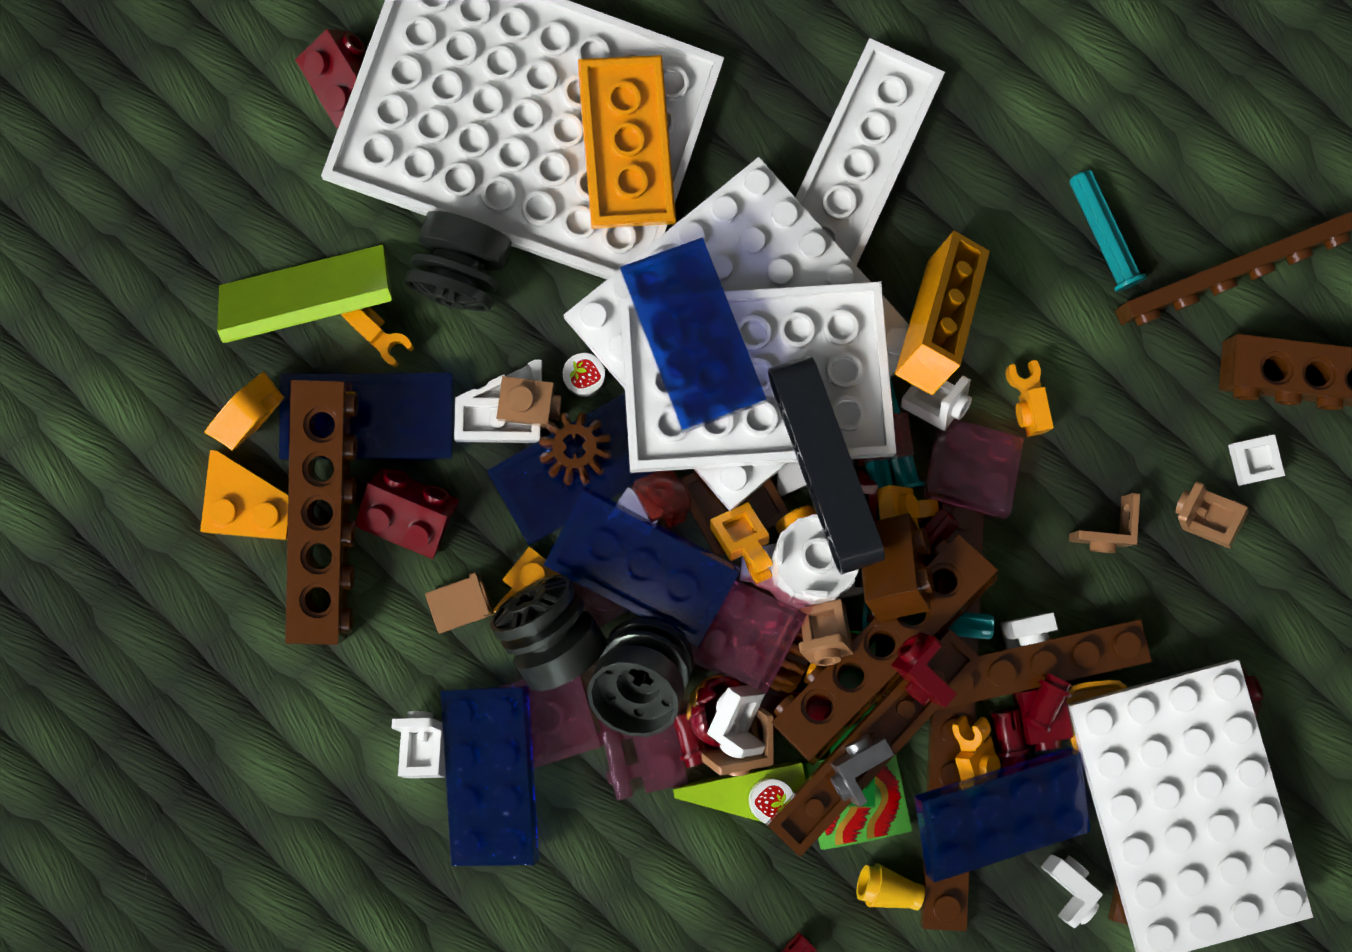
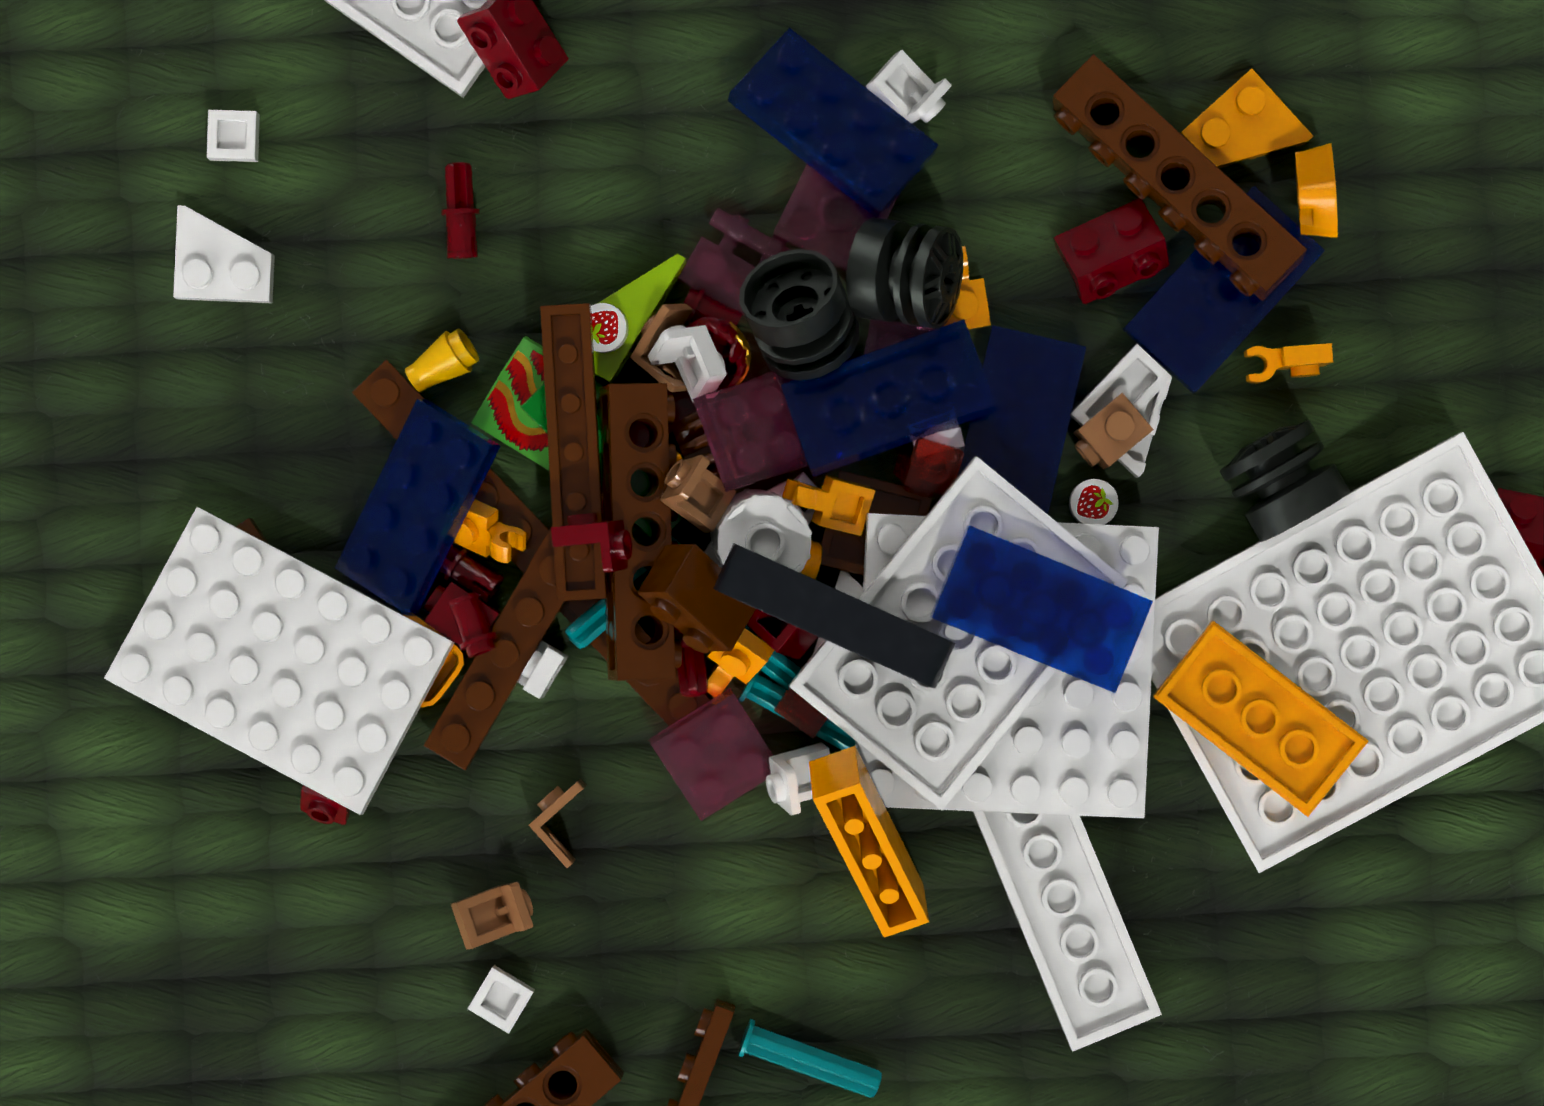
camera: 145 degrees right, 5 degrees up
(303, 293) = (1375, 329): lime tile -> none
(459, 603) = (996, 225): medium nougat bracket -> none
(560, 450) = (1026, 446): reddish brown gear -> none
(861, 756) = (574, 426): flat silver bracket -> none
(1033, 408) = (718, 850): light orange plate -> none
(1072, 877) = (314, 517): white bracket -> none

